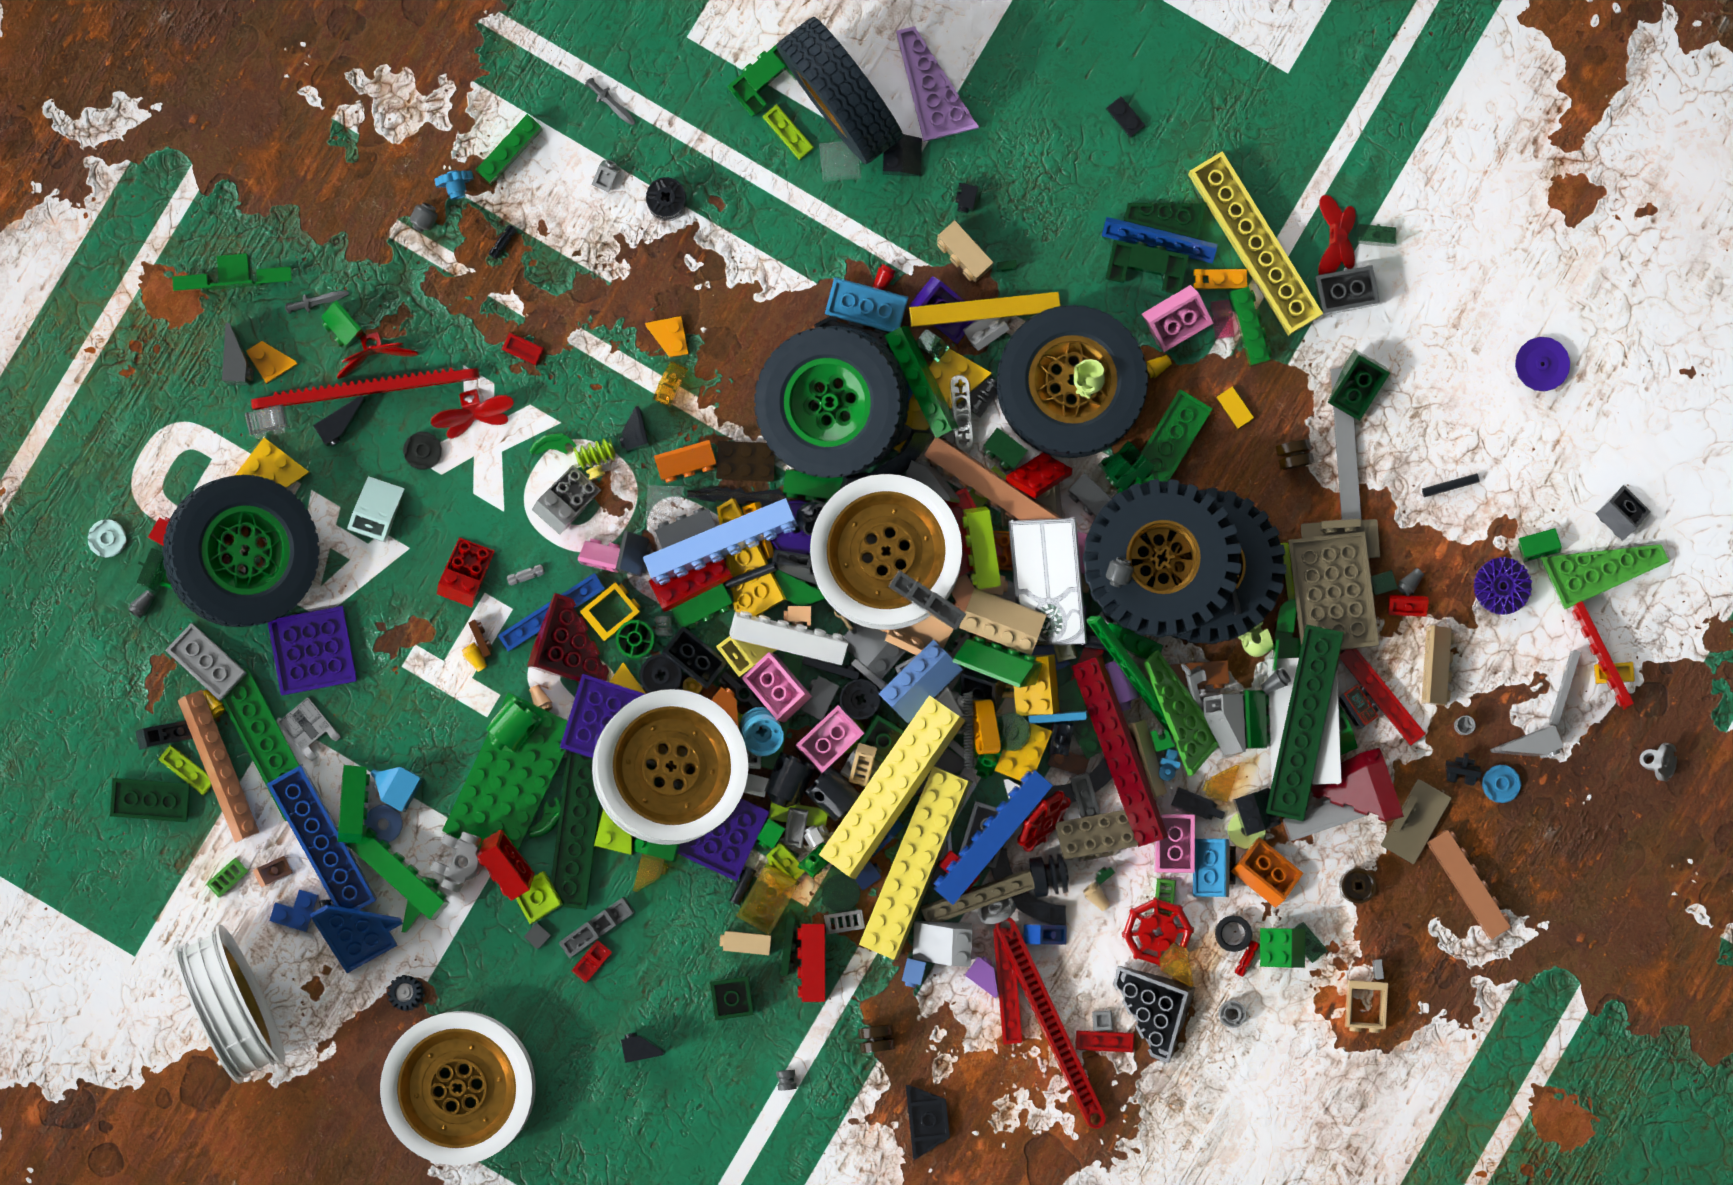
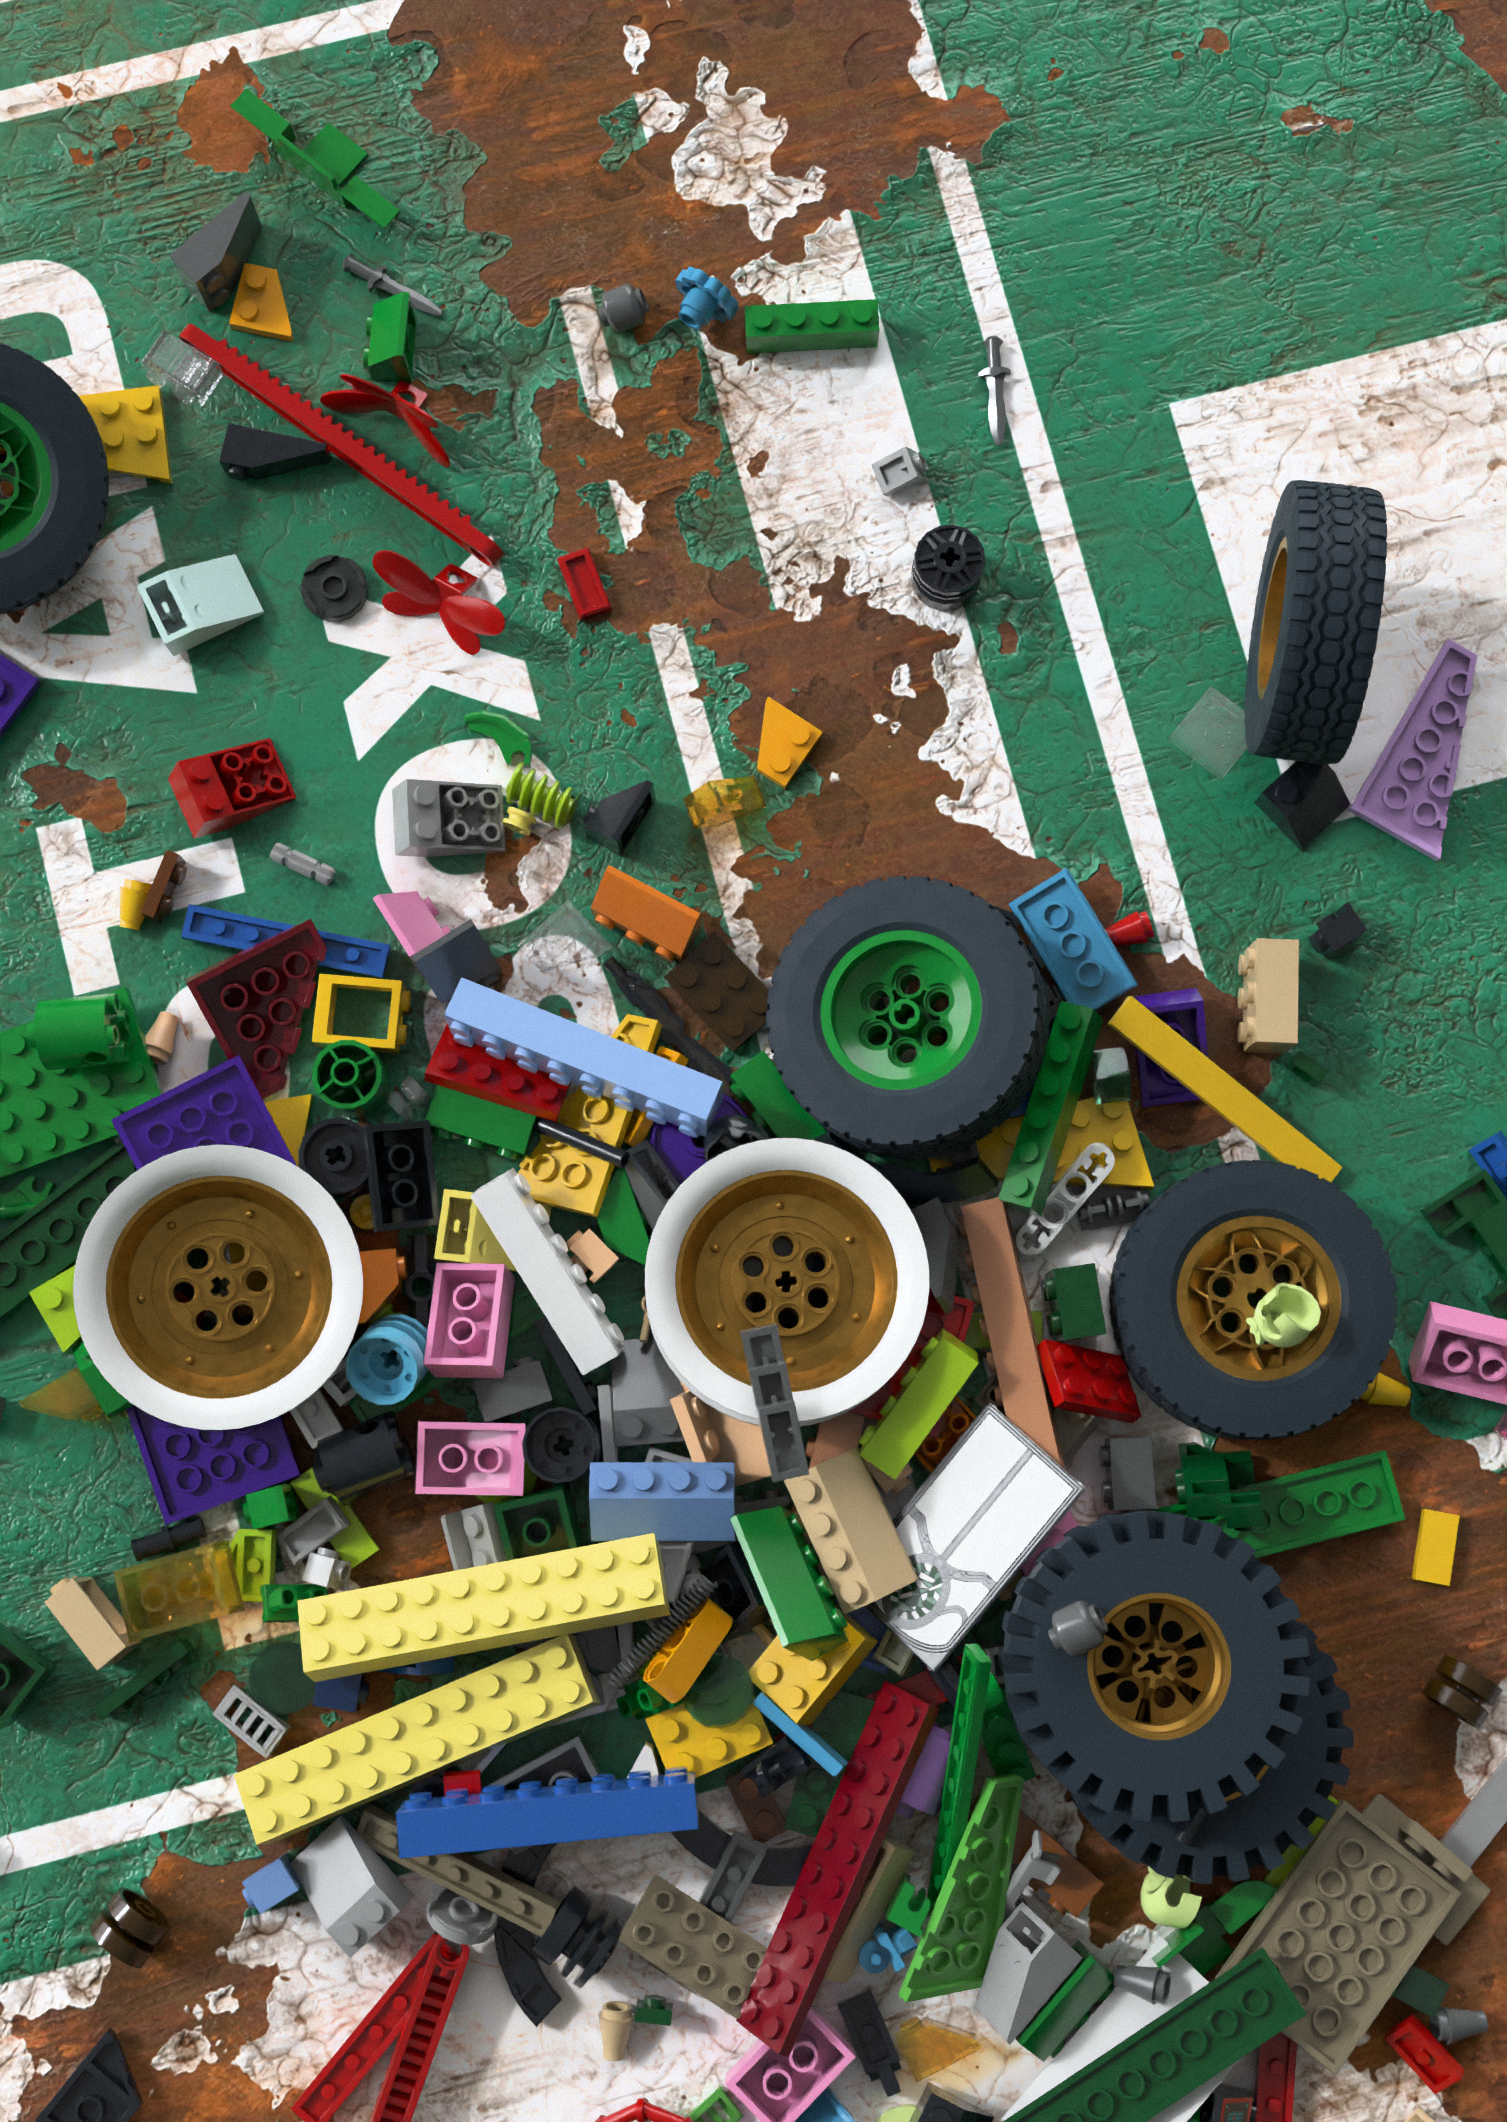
camera: 45 degrees right, 5 degrees down
(503, 241) = (691, 431): black axle -> none
(684, 527) = (559, 995): dark grey brick -> none
(756, 78) = (1210, 529): green bracket -> none
(788, 132) = (1183, 636): lime tile -> none
(813, 962) = (150, 1737): red brick -> none
(833, 794) = (403, 1537): black cylinder -> none
(864, 753) = (495, 1523): tan slope -> none
(983, 975) = (357, 1984): medium lavender slope -> none
(985, 331) = (1196, 1124): light grey bracket -> none
(1042, 821) = (641, 1858): red plate -> none
(1045, 934) = (494, 2011): blue slope -> none

